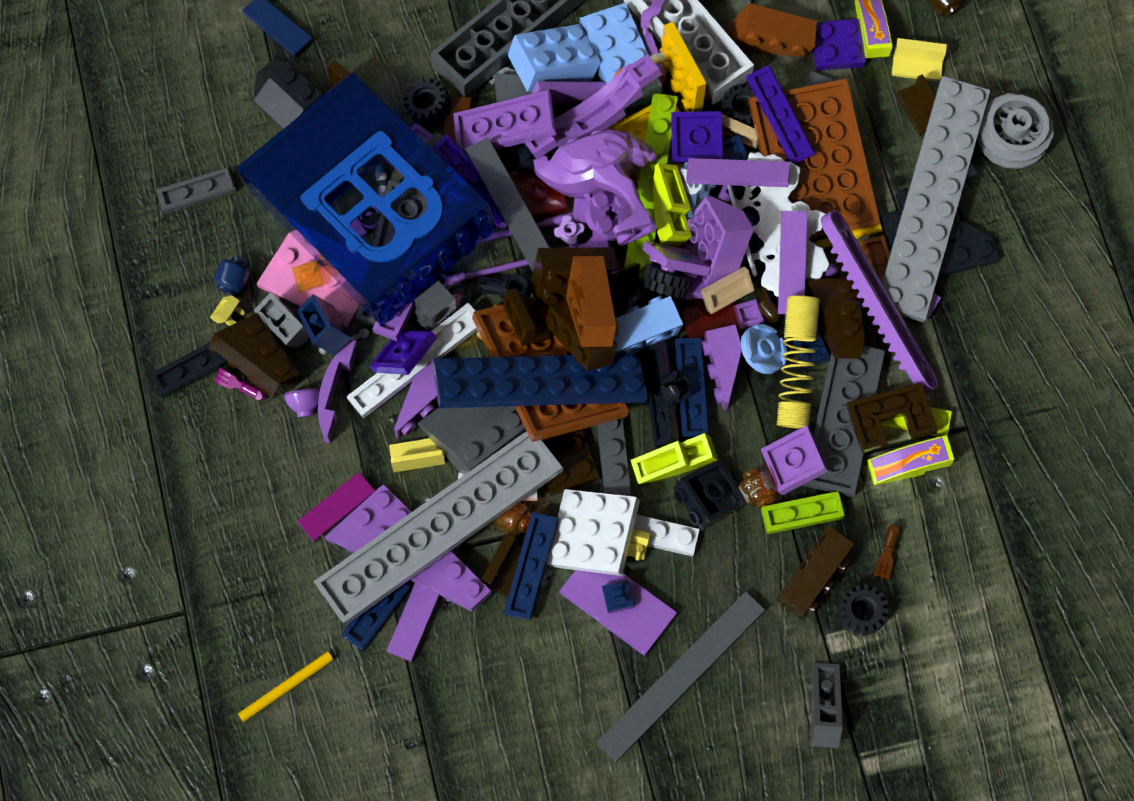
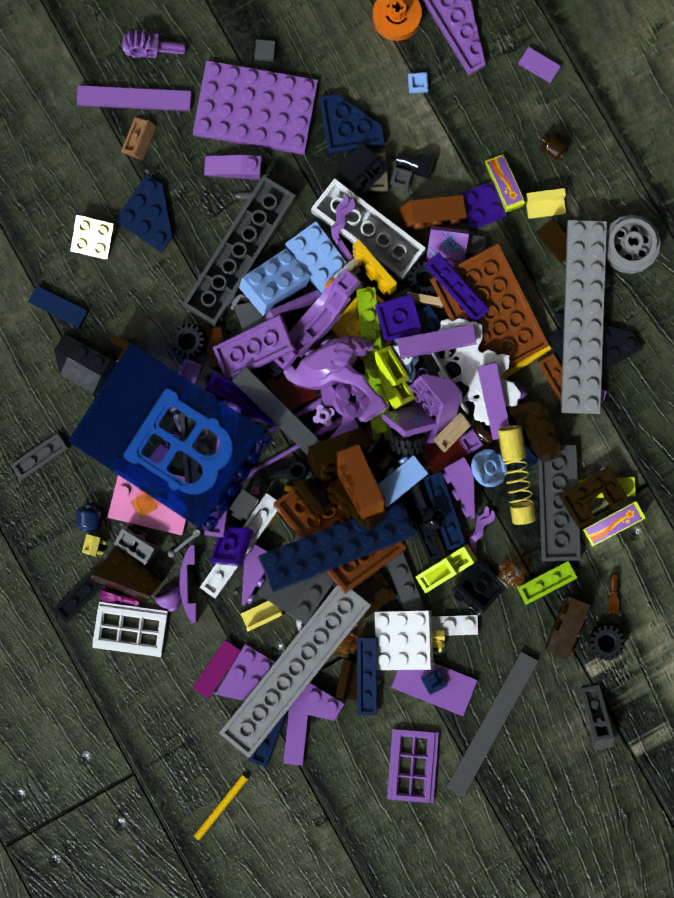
camera: 10 degrees left, 15 degrees up
(232, 449) = (131, 611): none -> white piece
(323, 324) = (168, 542): dark blue brick -> none
(582, 710) = (430, 767): none -> medium lavender piece
(737, 414) = (482, 520): none -> medium lavender hair
(788, 67) = (448, 242): none -> medium lavender tile
(794, 460) = (532, 547): medium lavender plate -> none
(878, 301) = (563, 412): medium lavender gear -> none

